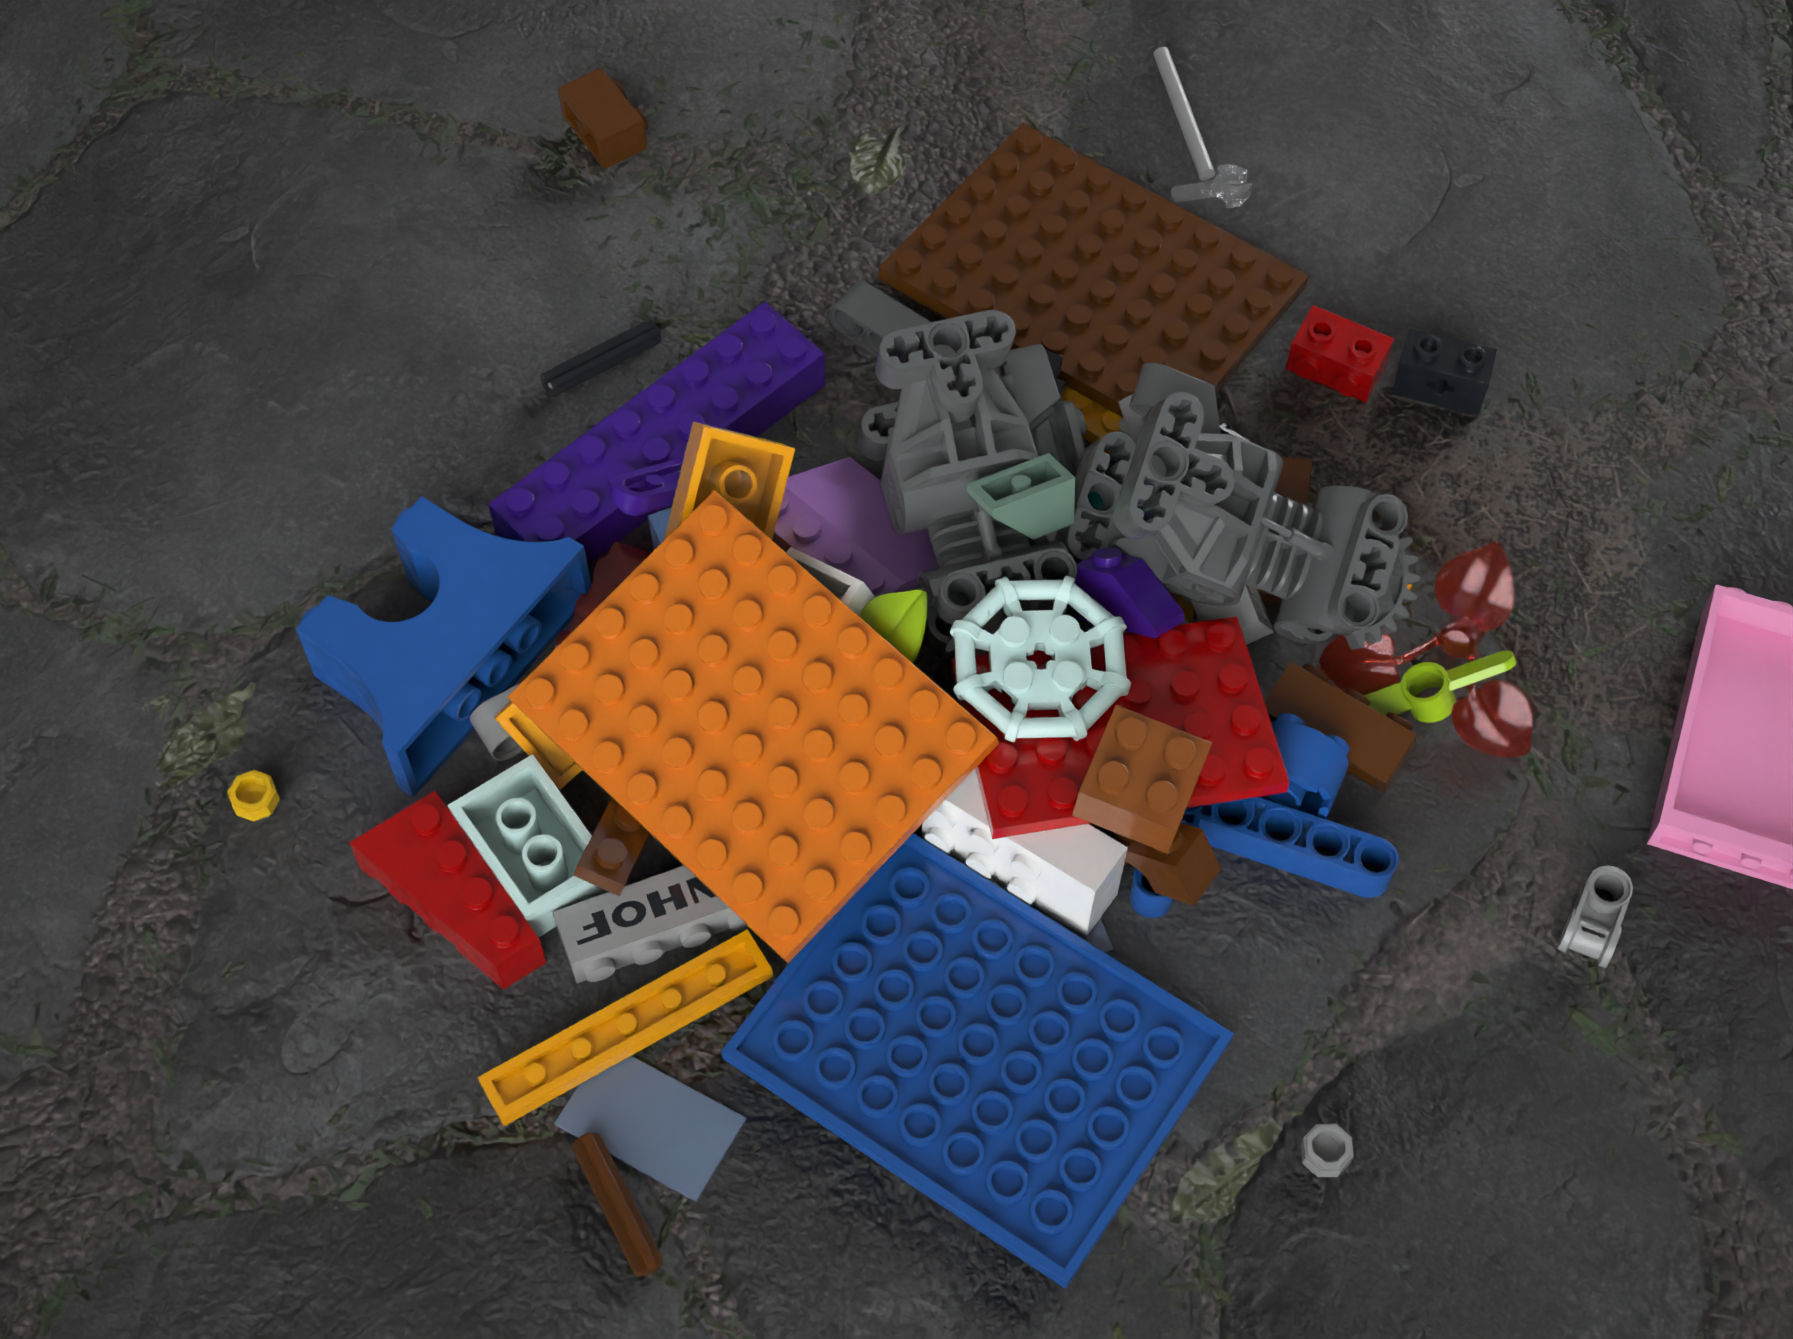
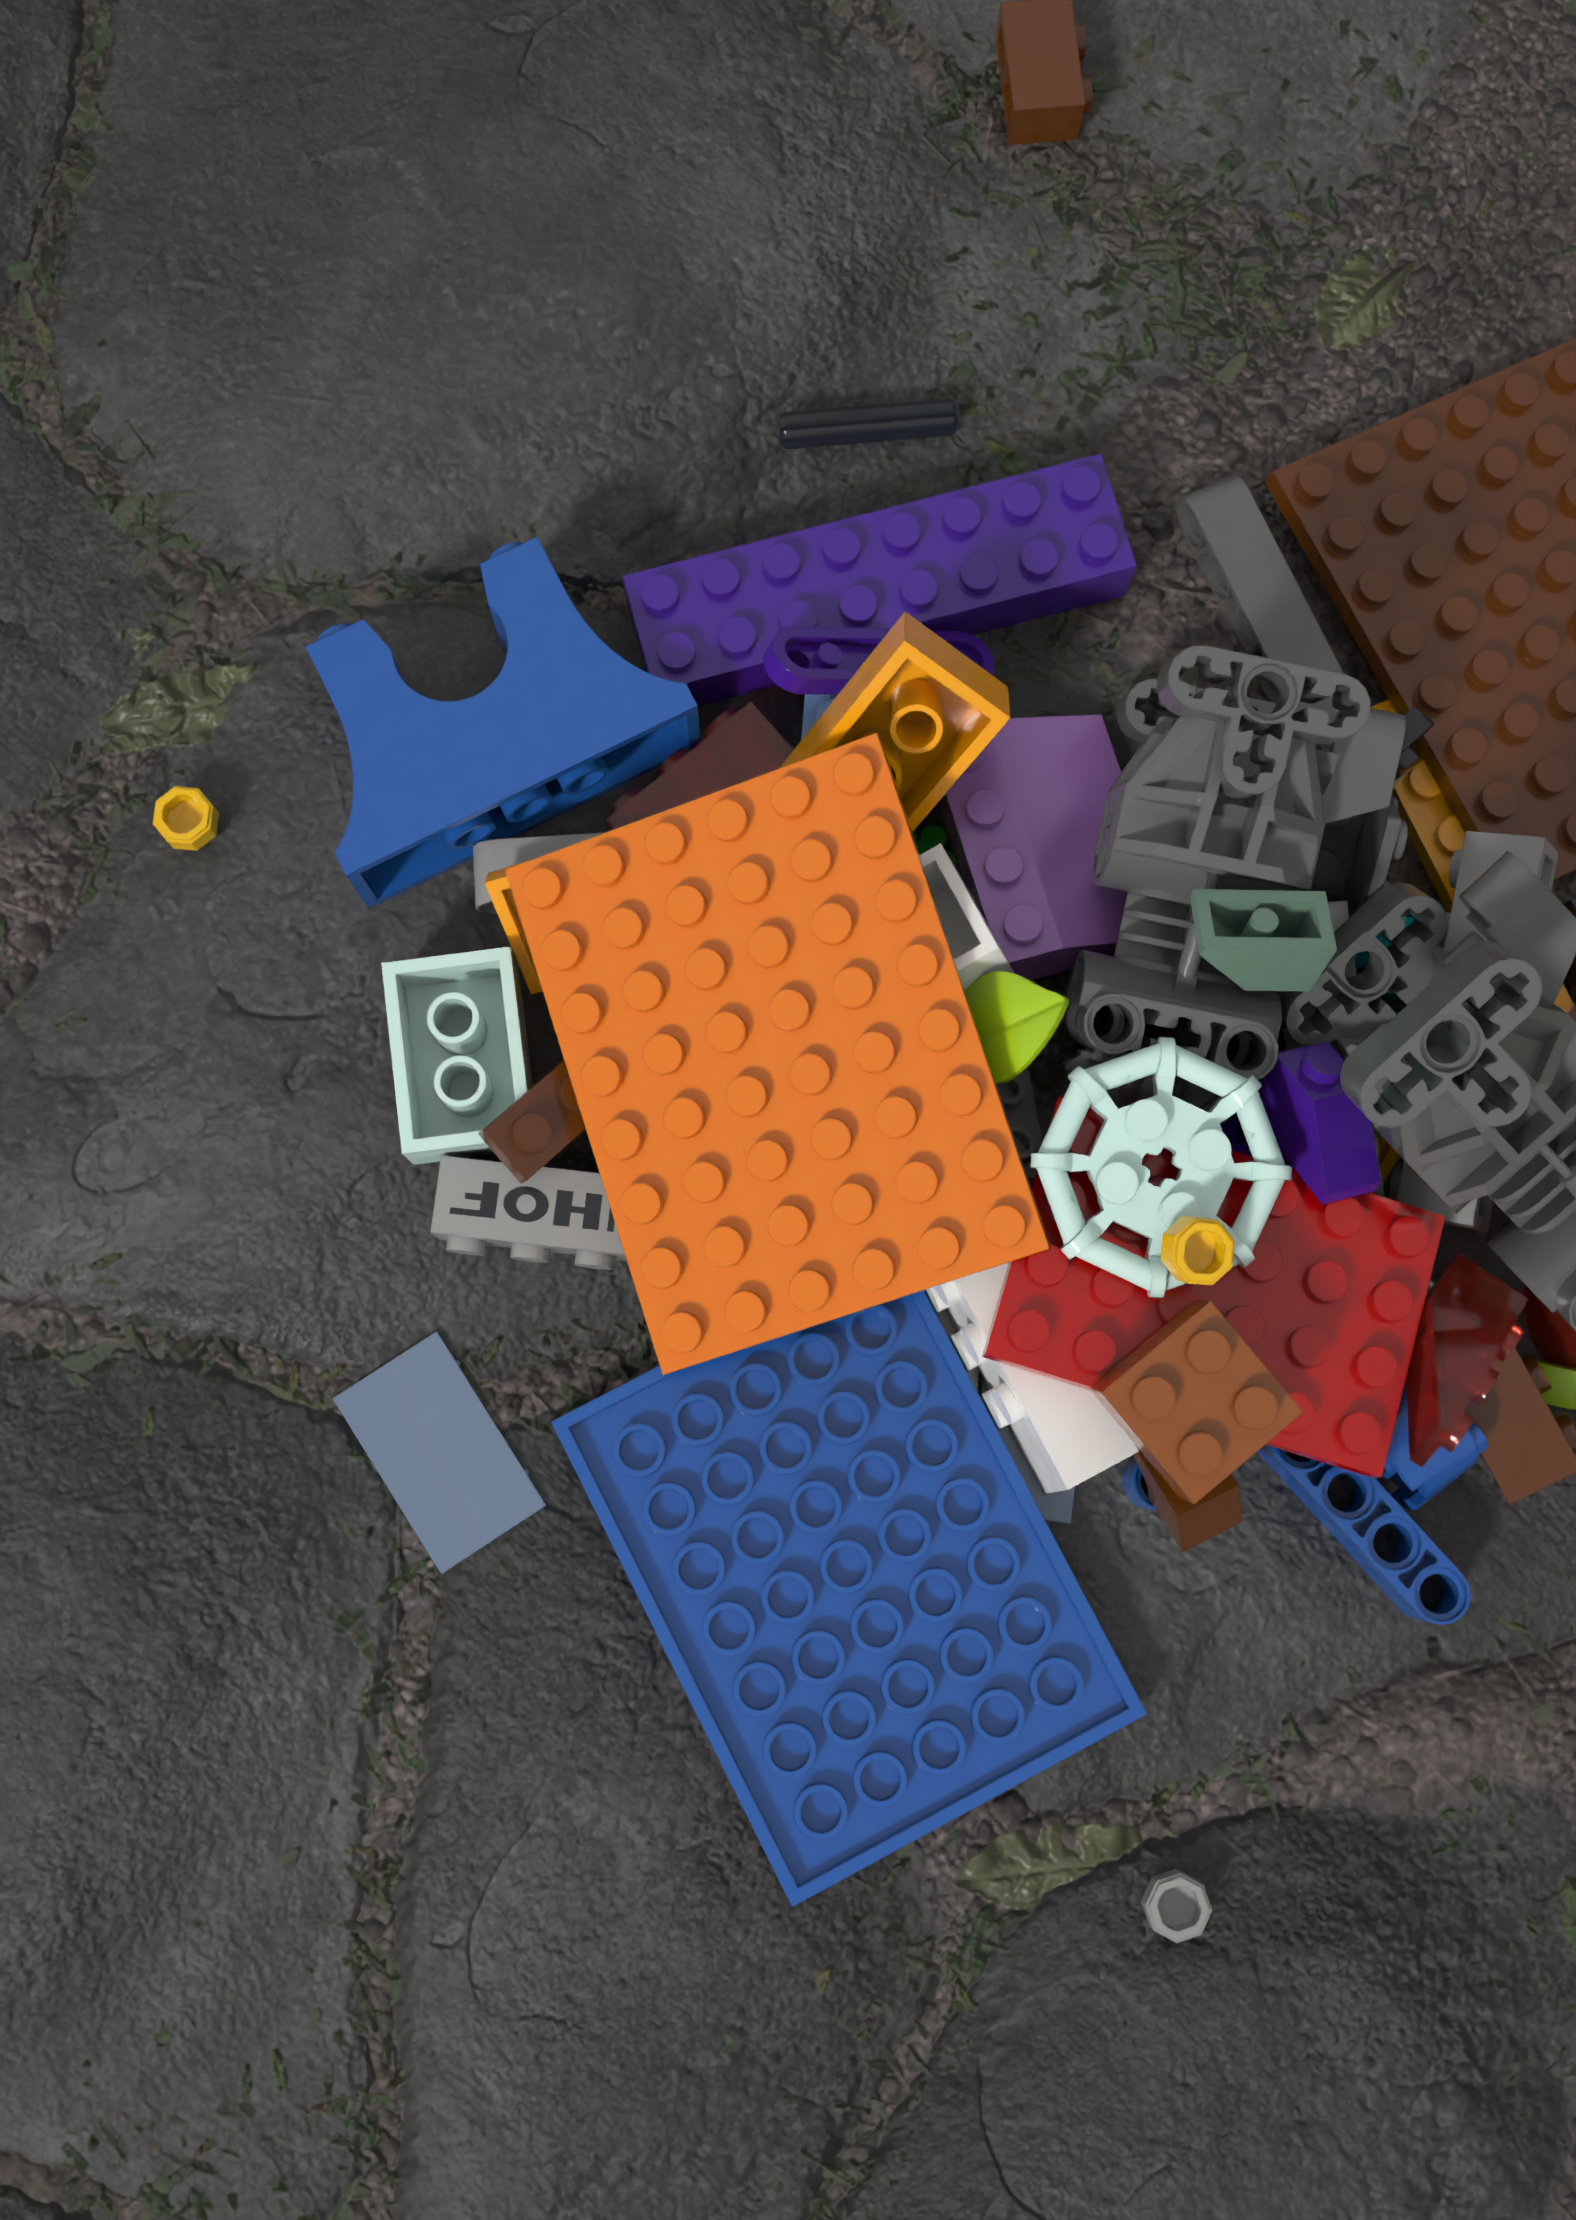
camera: 25 degrees right, 20 degrees up
(444, 880) = (338, 1039): red wedge -> none
(617, 1204) = (350, 1536): reddish brown axle -> none
(625, 1027) = (456, 1331): light orange plate -> none
(1090, 686) = (1197, 1250): none -> yellow tile
(1292, 689) = (1460, 1333): none -> clear red slope

